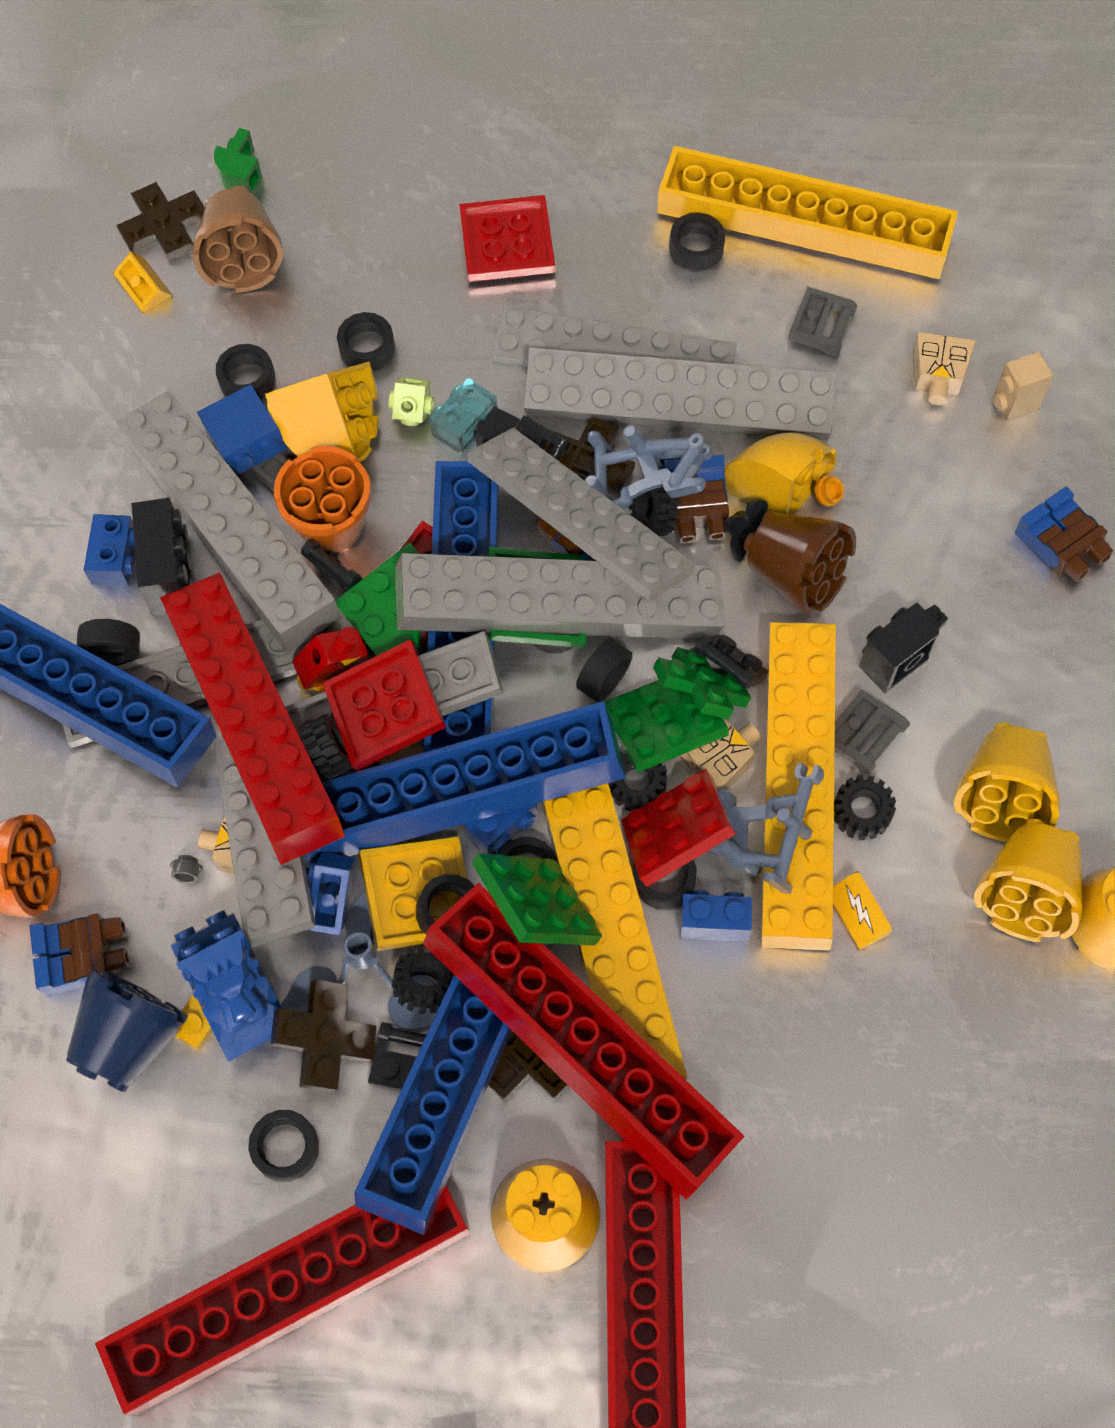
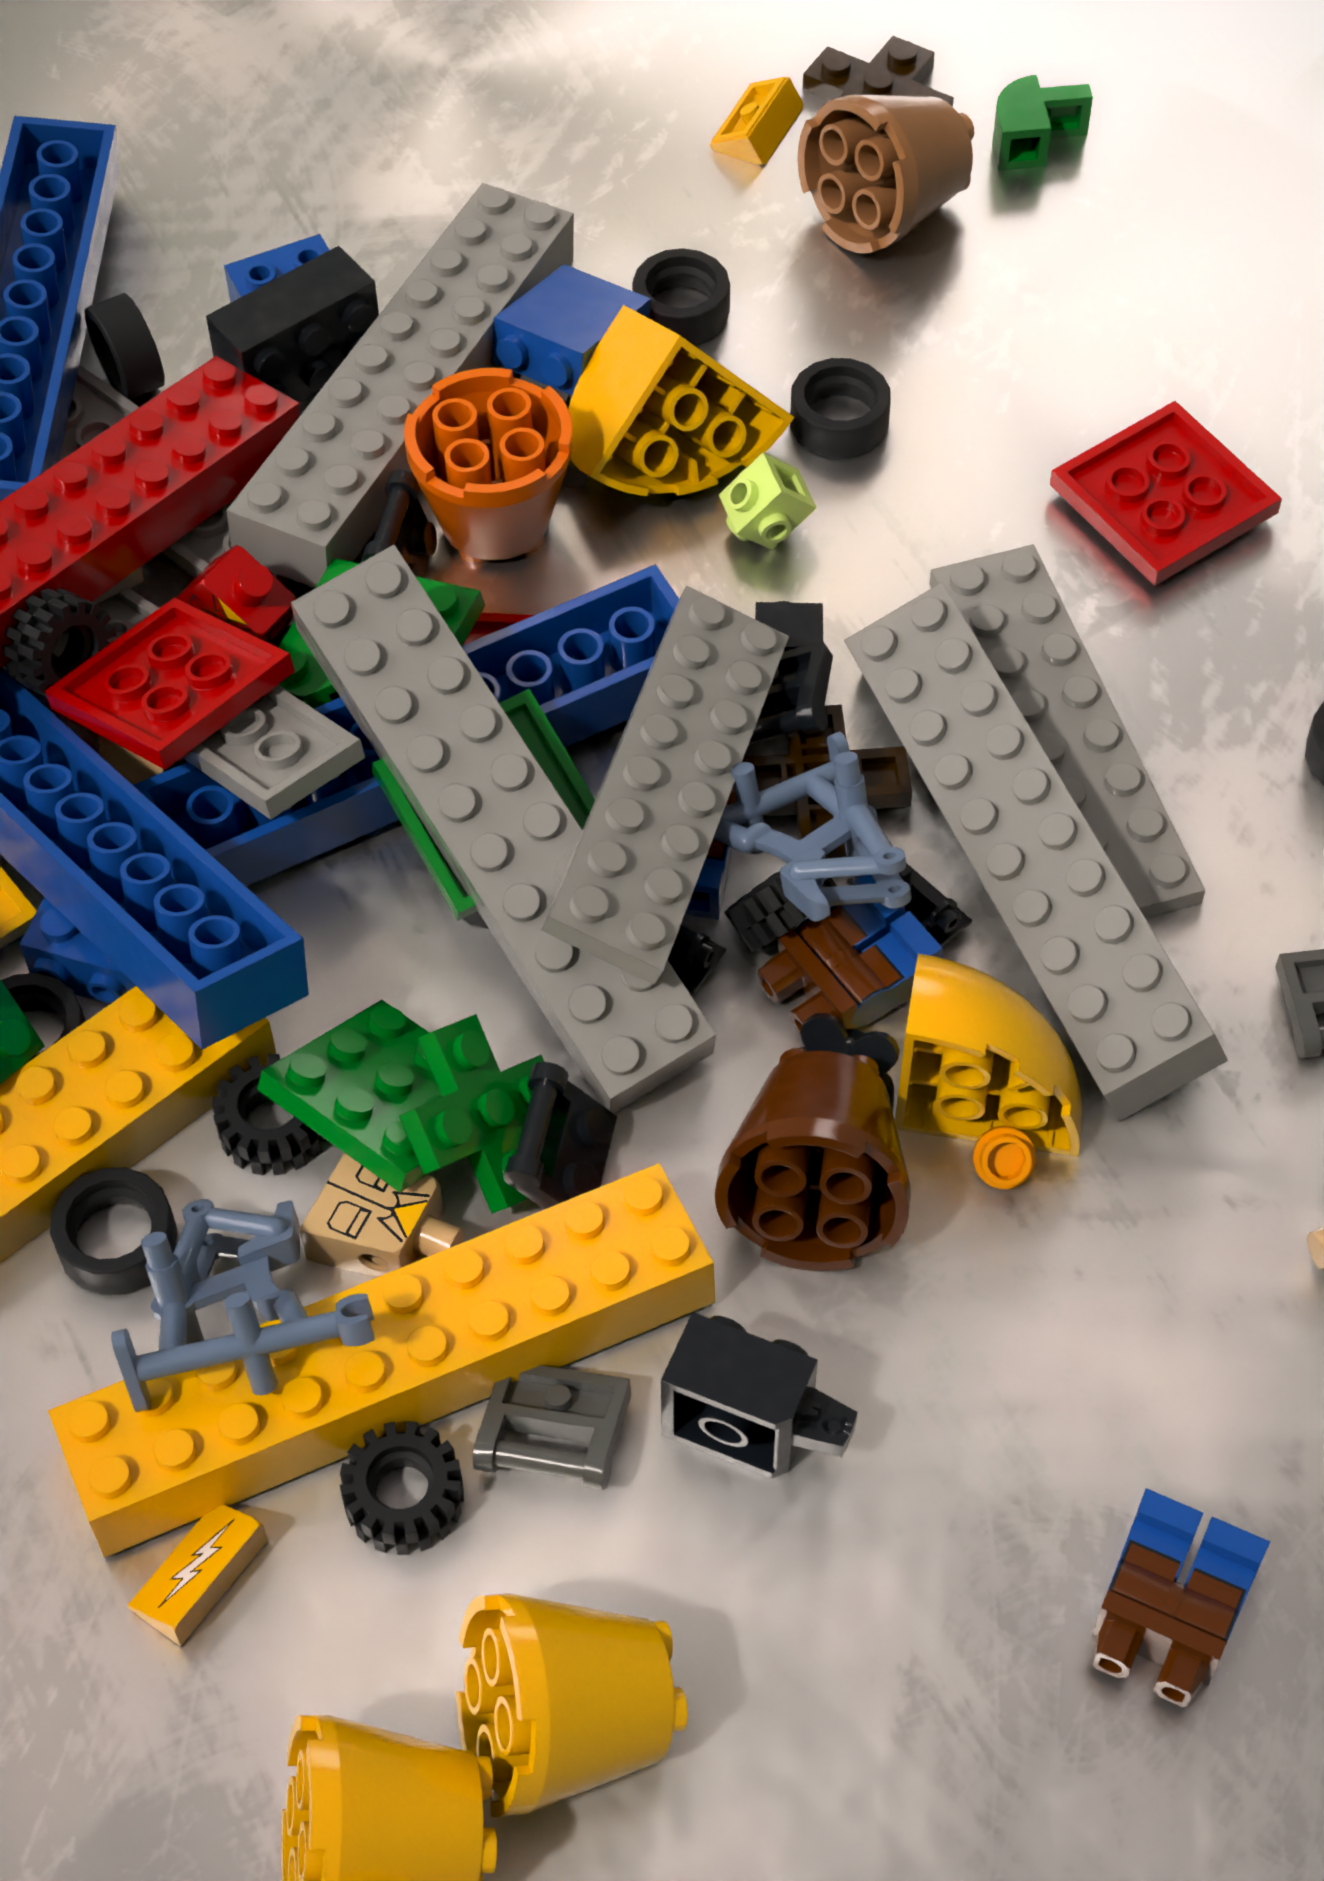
camera: 60 degrees right, 10 degrees down
(459, 415) = (792, 572): clear light blue brick -> none
(604, 670) = (423, 941): black tyre -> none
(677, 827) = (178, 1185): red plate -> none
(716, 916) = (64, 1331): blue brick -> none

